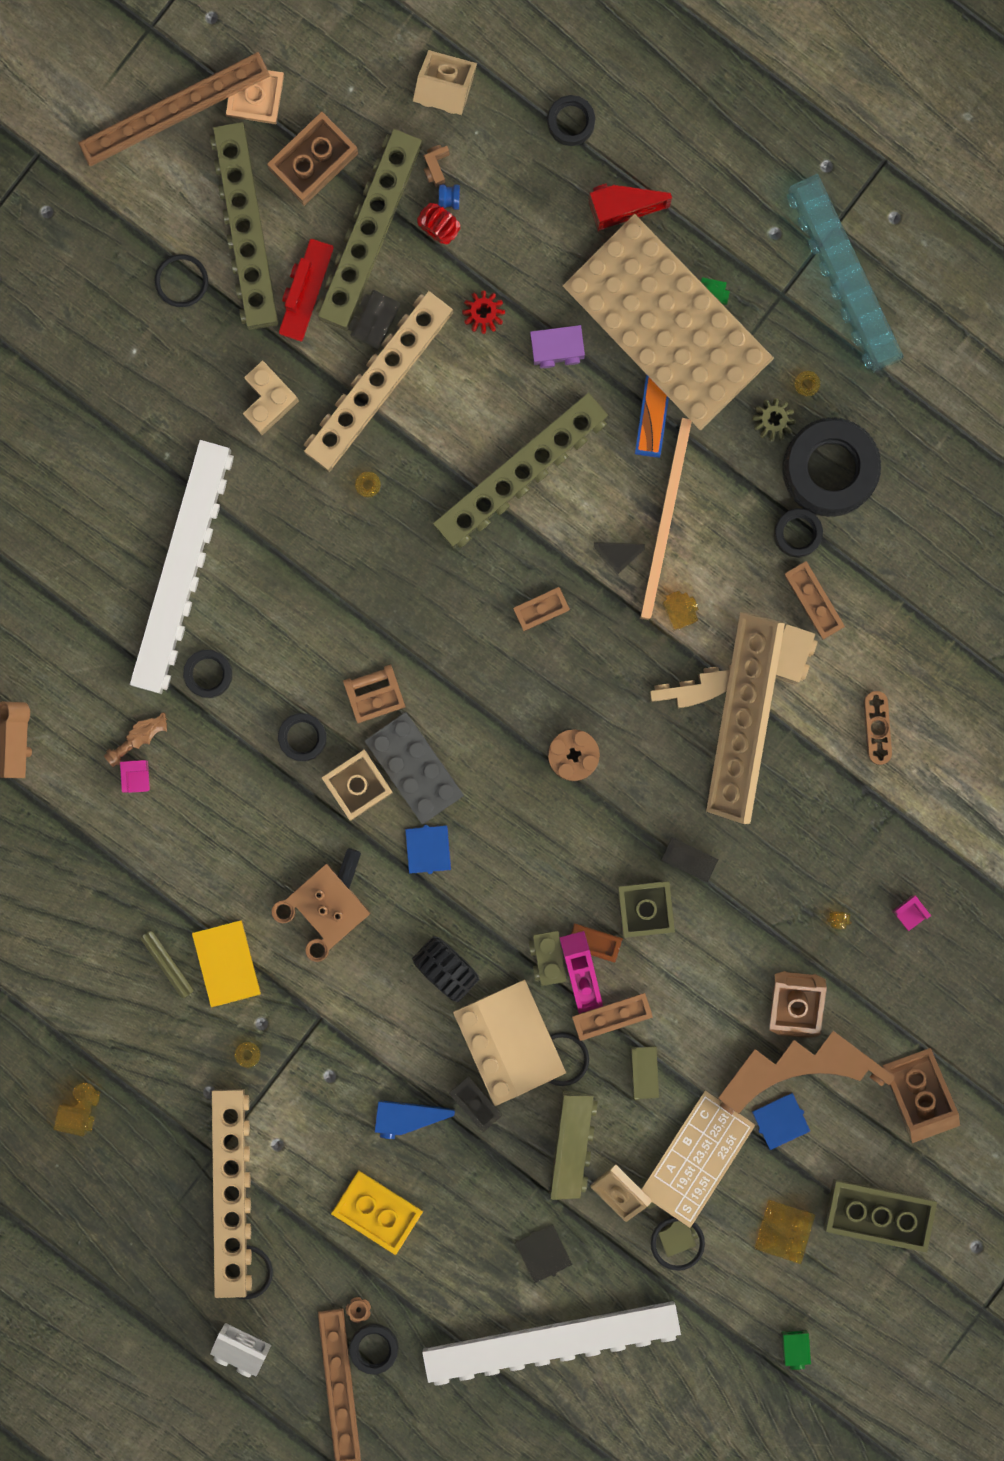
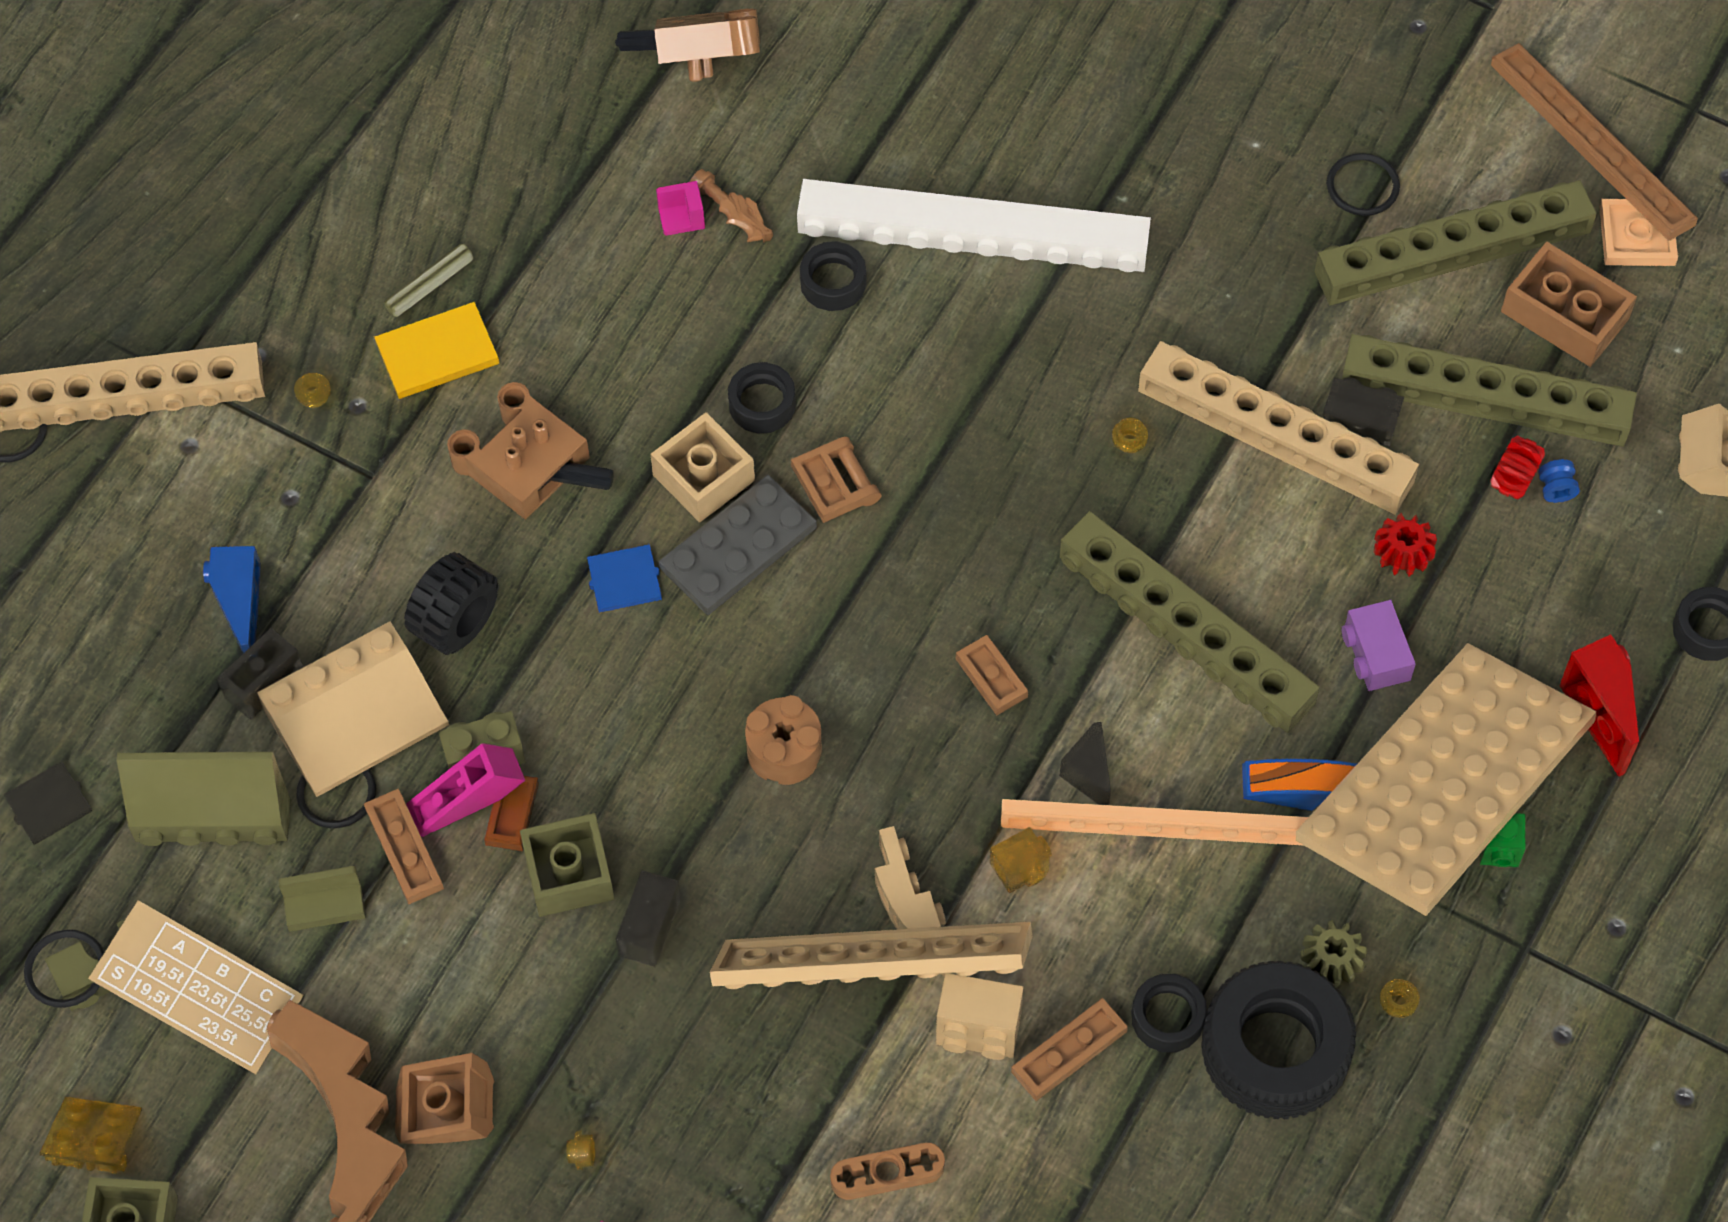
camera: 85 degrees right, 25 degrees down
(78, 1118) = (211, 199): clear yellow brick -> none
(274, 398) = (1223, 302): tan brick -> none
(305, 289) = (1386, 317): red bracket -> none
(377, 1212) = (99, 578): yellow tile -> none
(433, 171) = (1603, 452): medium nougat bracket -> none
(621, 1193) = (137, 882): tan tile -> none
(781, 1121) = (263, 1110): blue piece -> none
(845, 273) = (1578, 1028): clear light blue brick -> none

